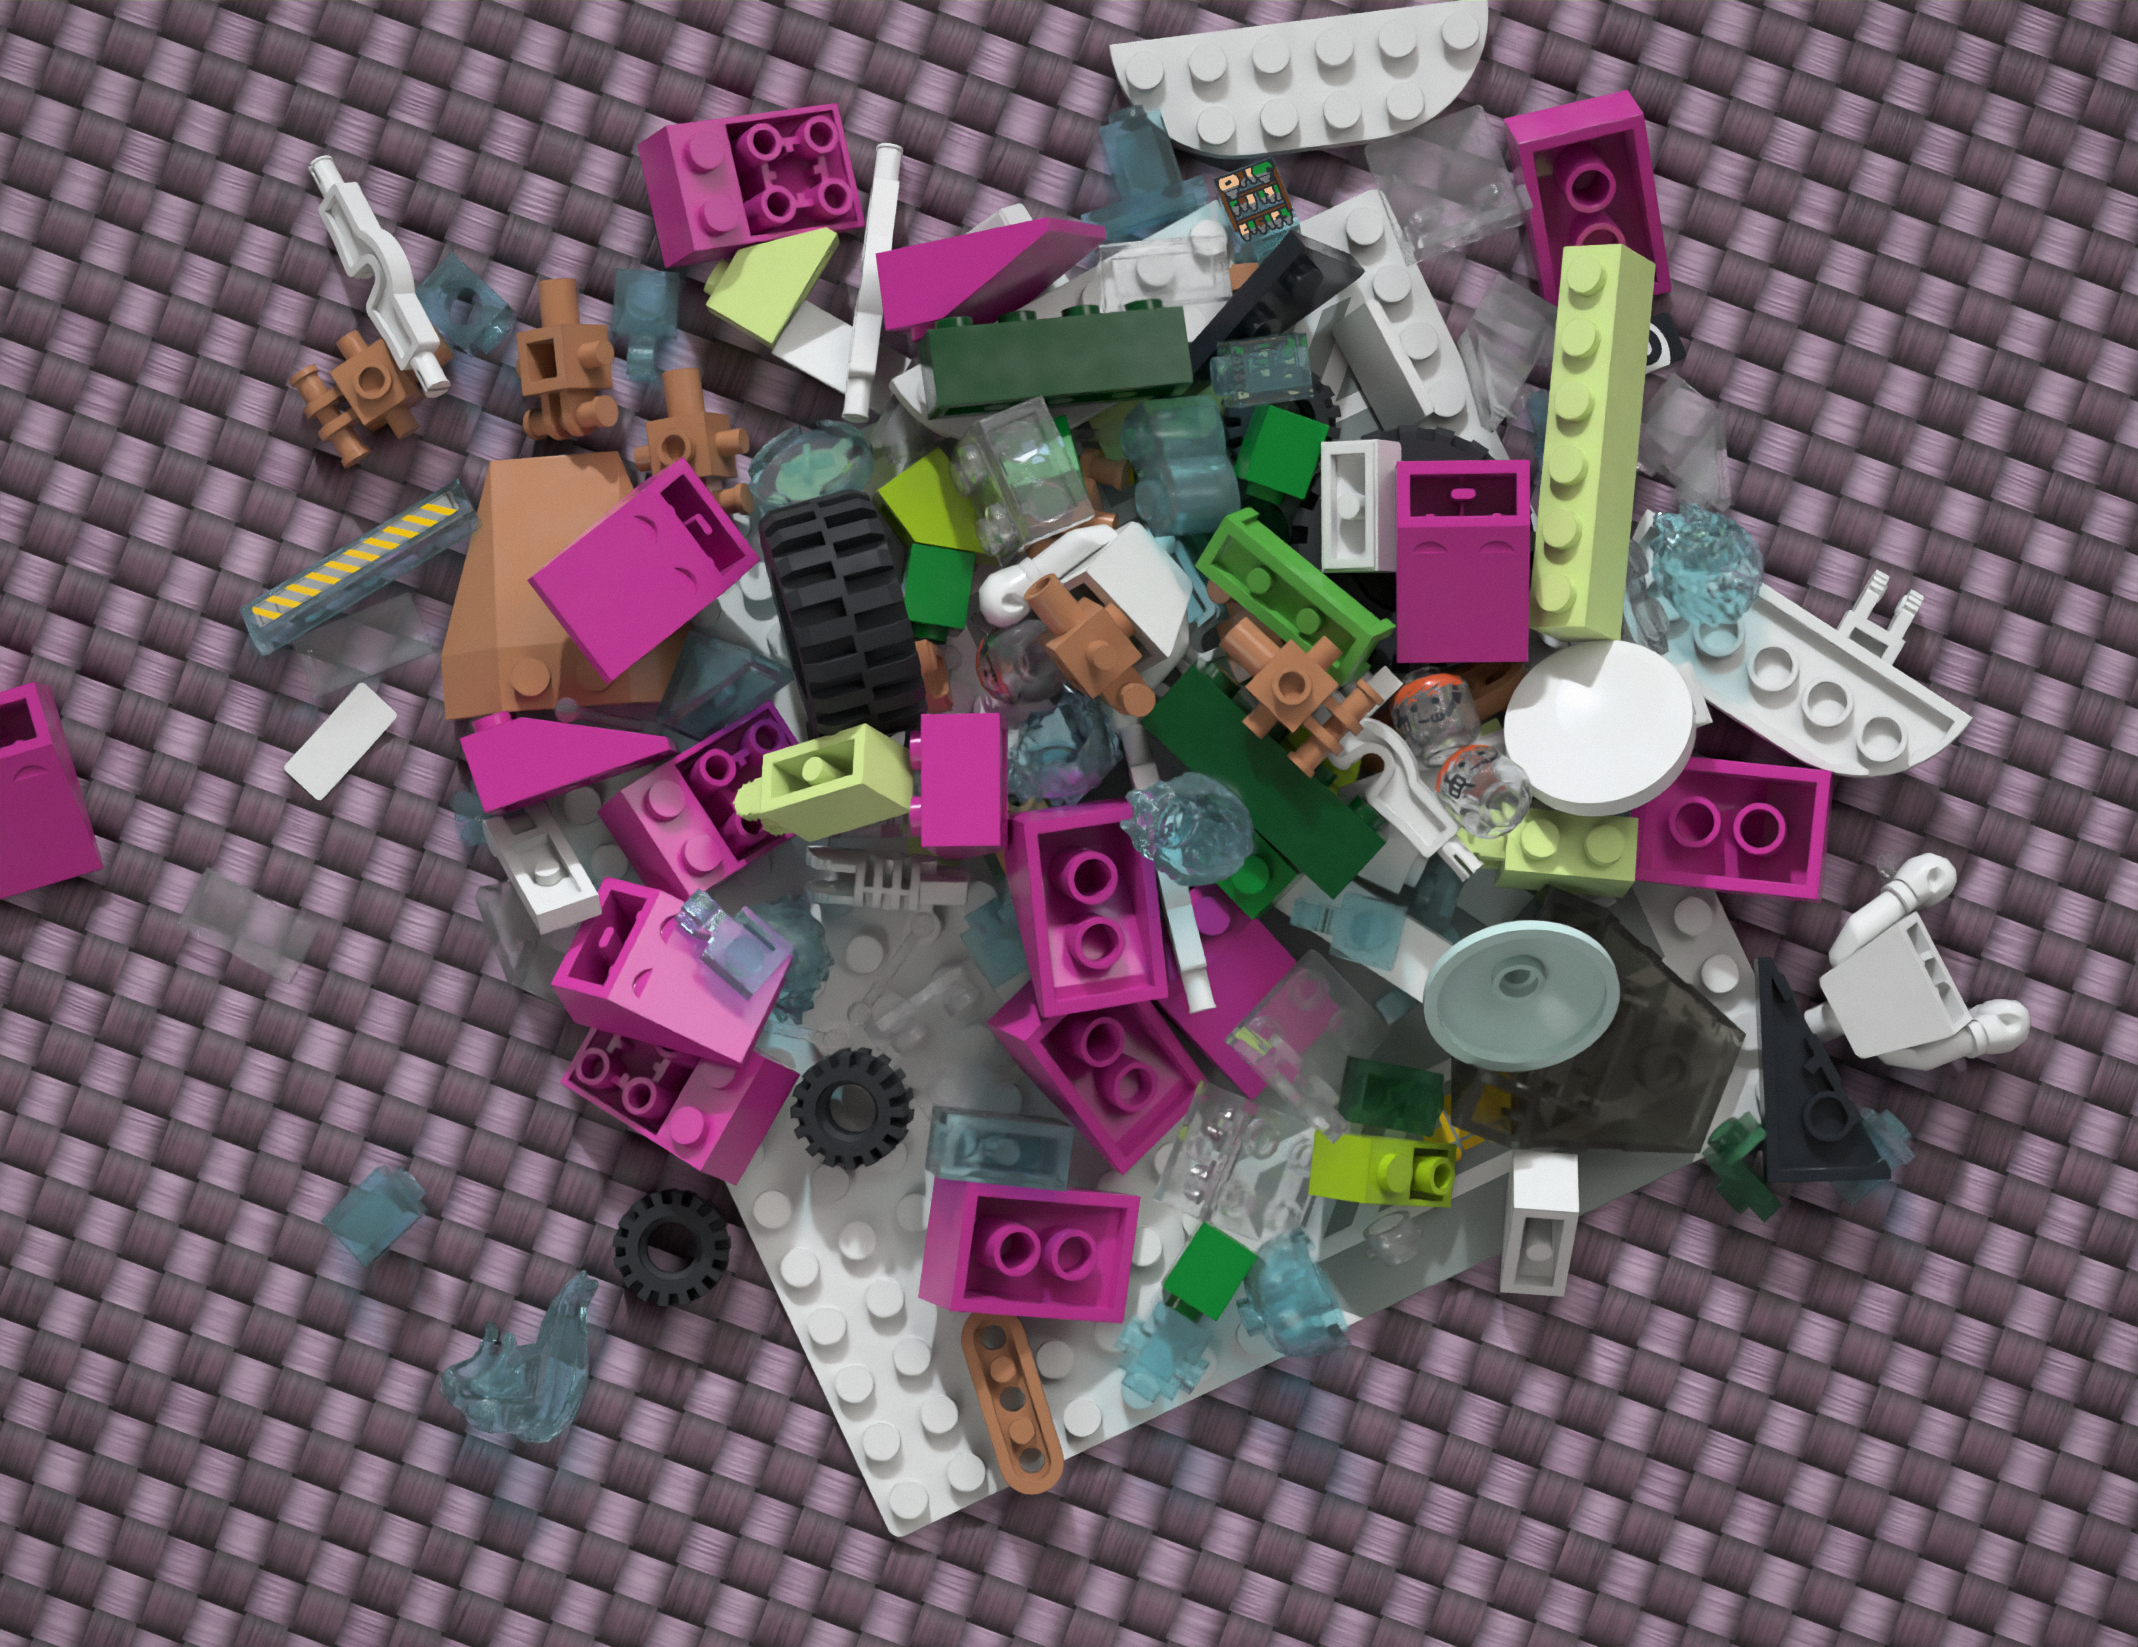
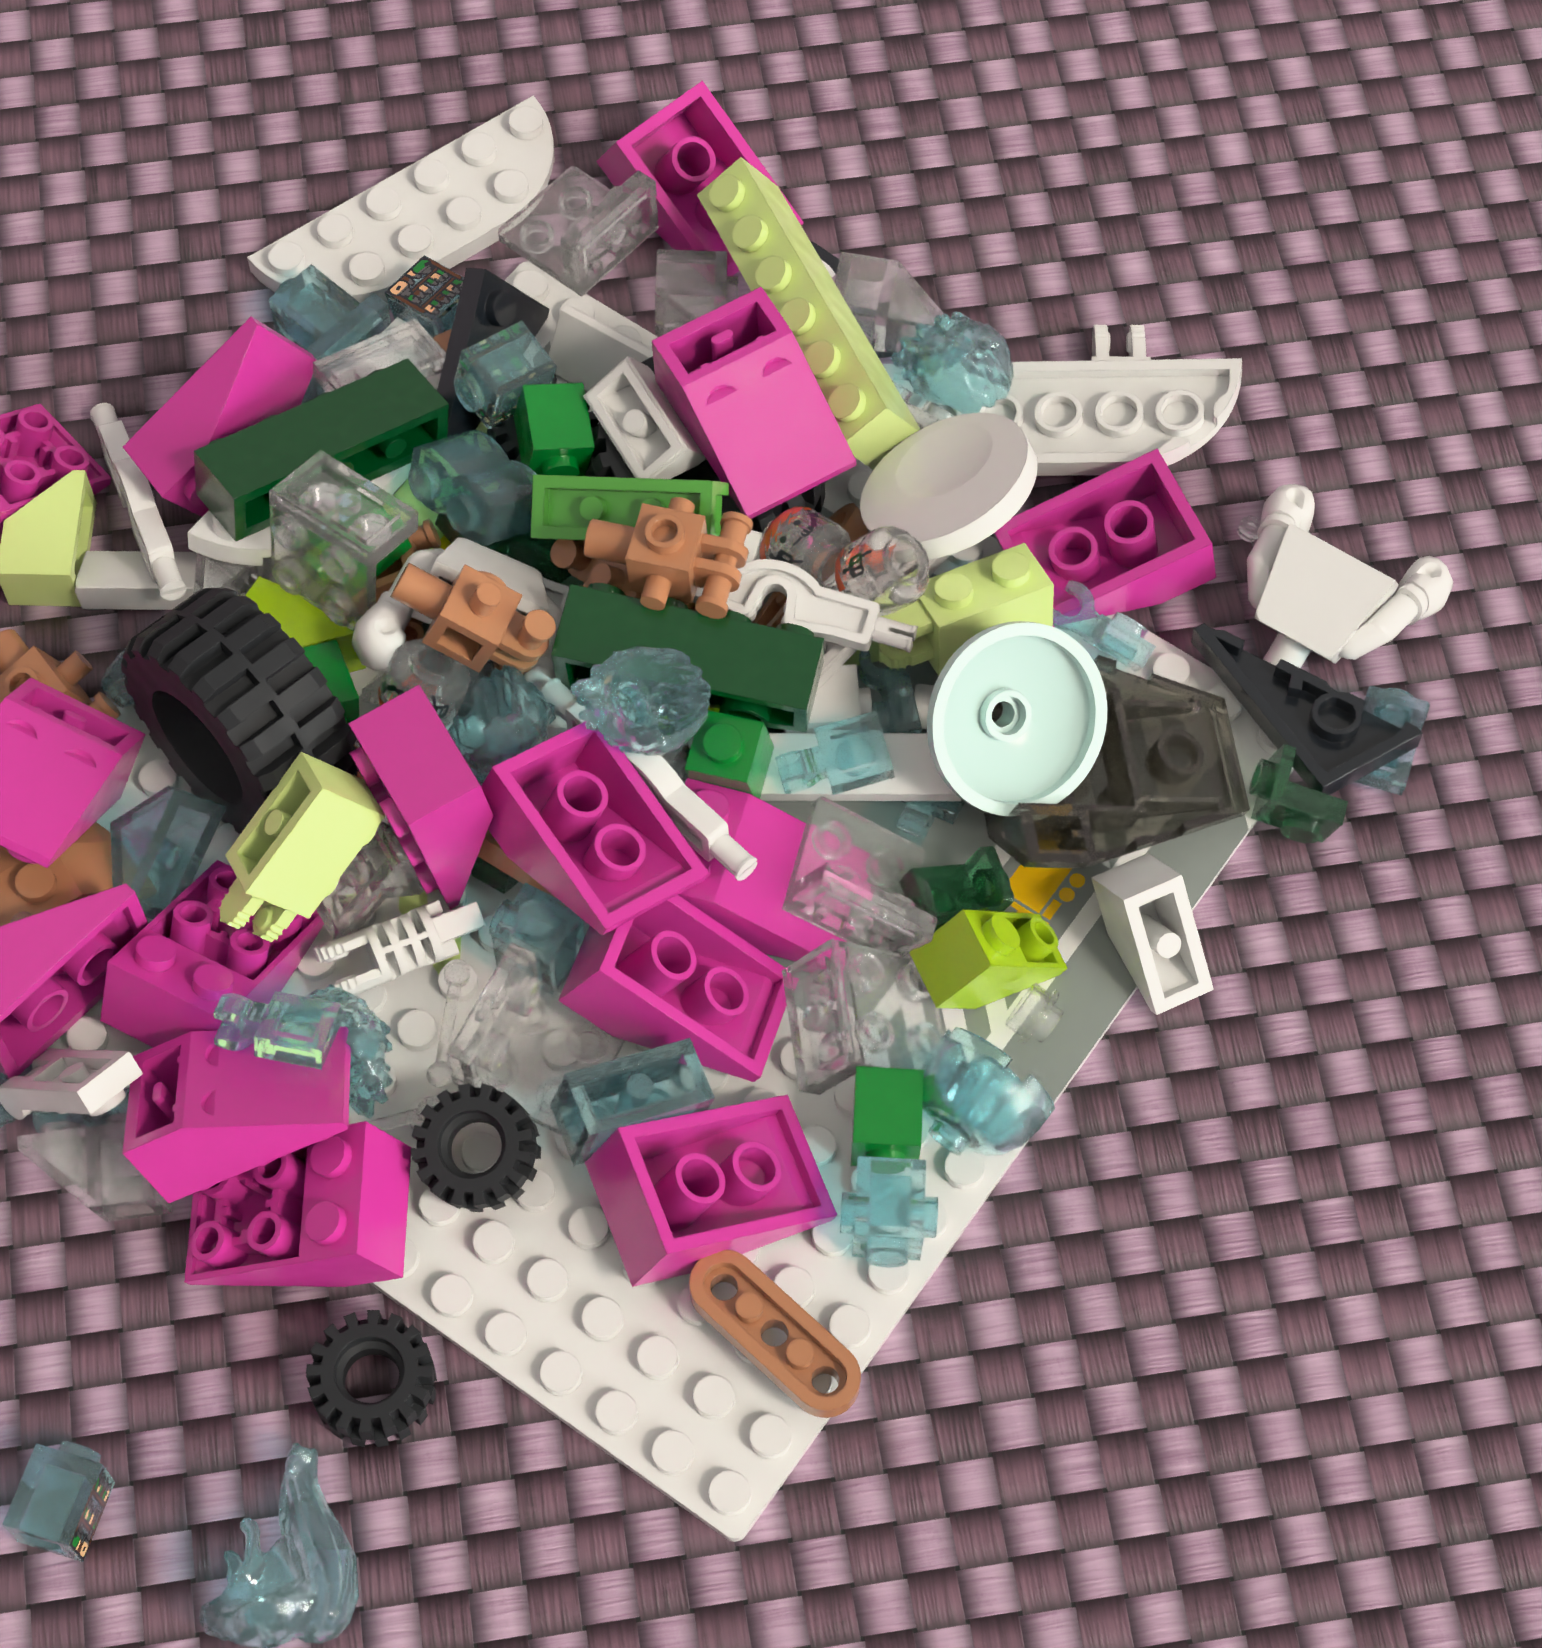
camera: 30 degrees left, 25 degrees down
(1677, 932) = (1117, 637): none -> clear light blue plate

